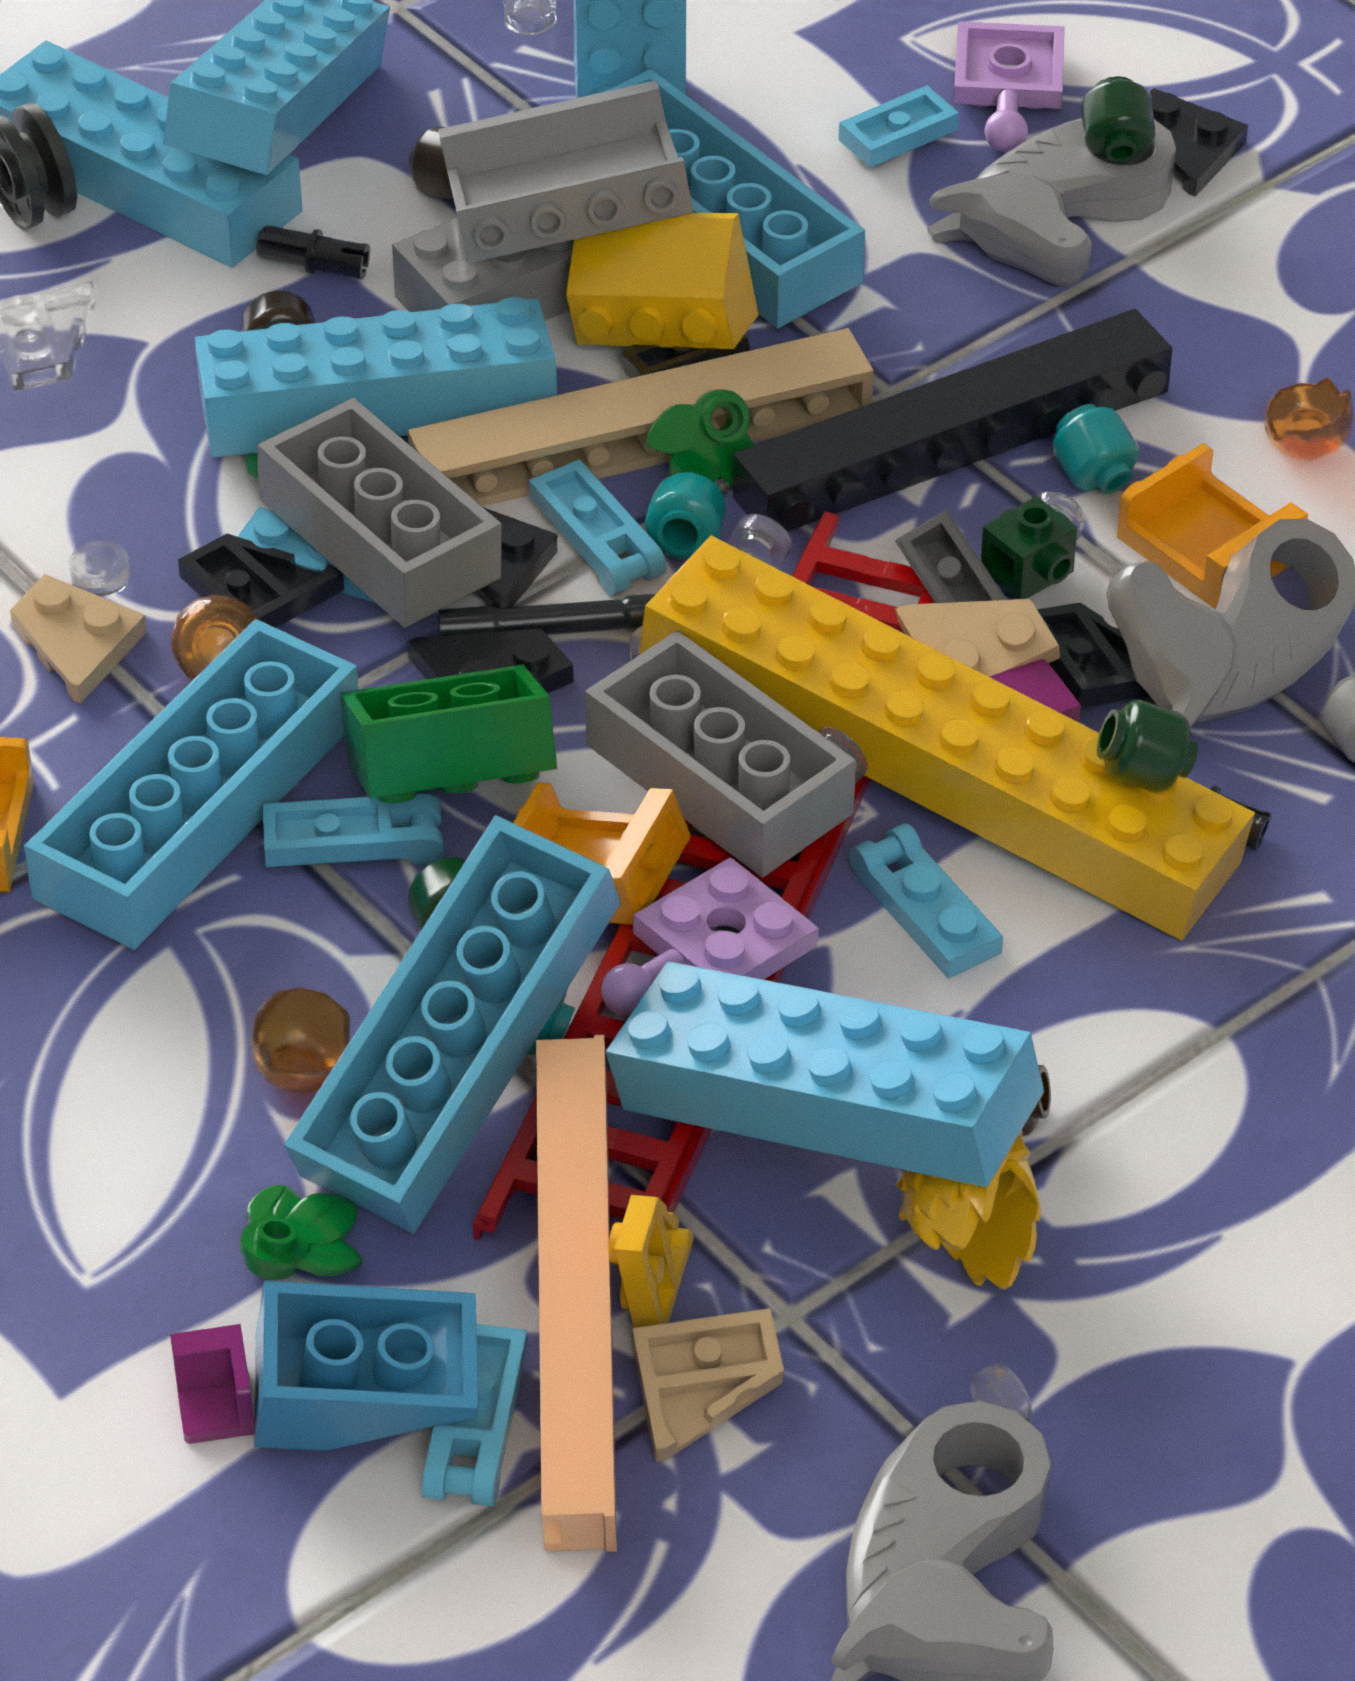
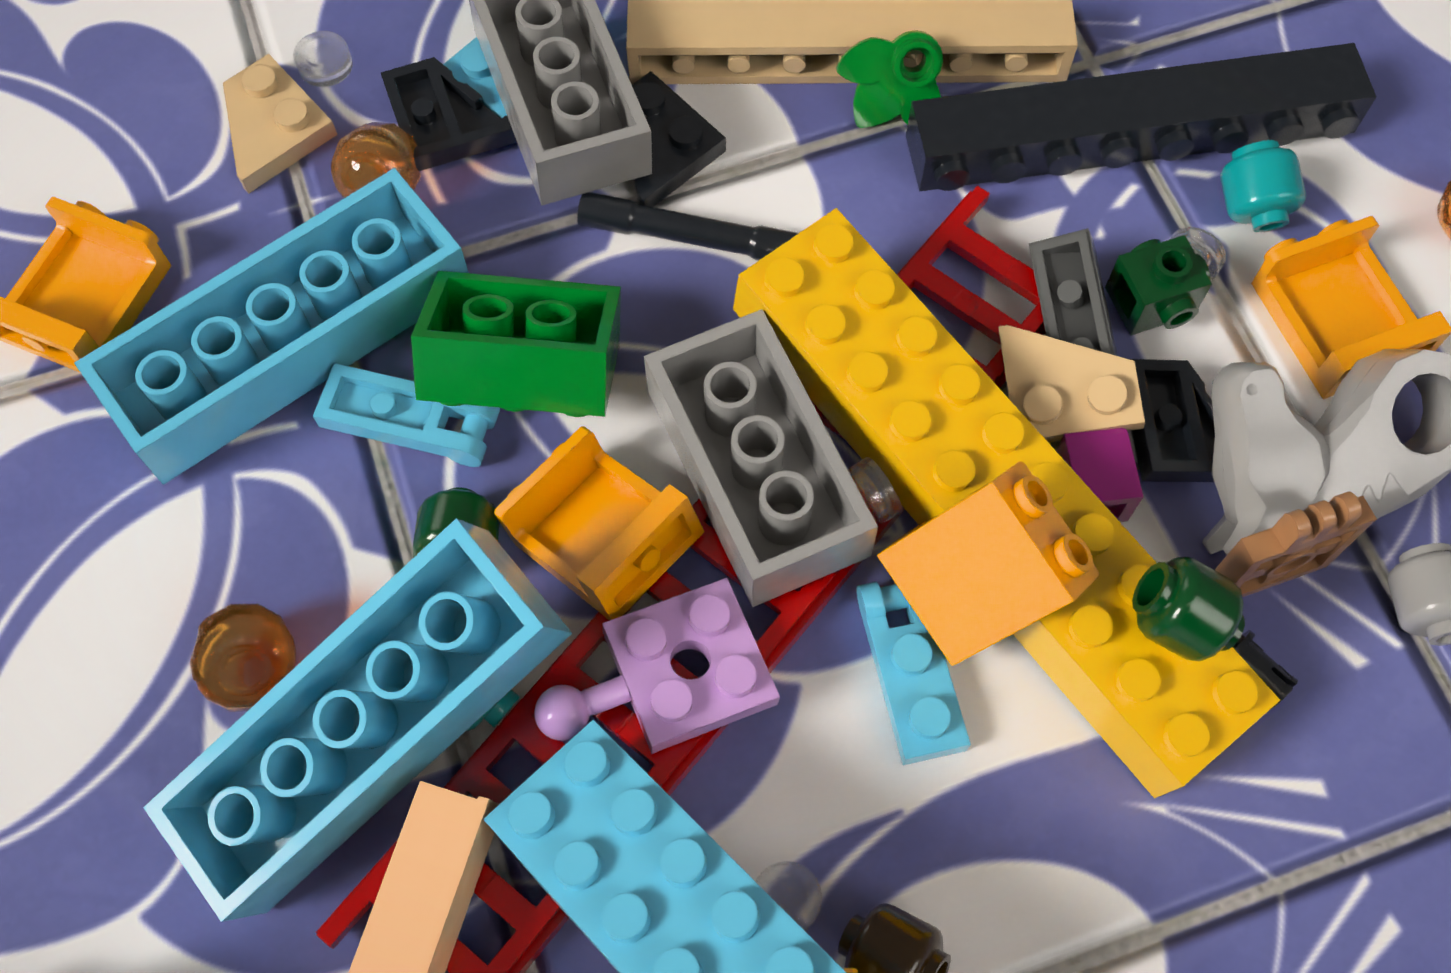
camera: 20 degrees right, 20 degrees up
(298, 1234) = (161, 892): green plate -> none
(492, 650) = (616, 257): black wing -> none
(597, 526) = (765, 138): medium azure plate -> none
(685, 514) = (847, 152): teal head -> none
(762, 539) = (905, 201): clear tile -> none
(961, 771) = (990, 564): none -> light orange panel
(1219, 676) = (1297, 543): none -> medium nougat piece

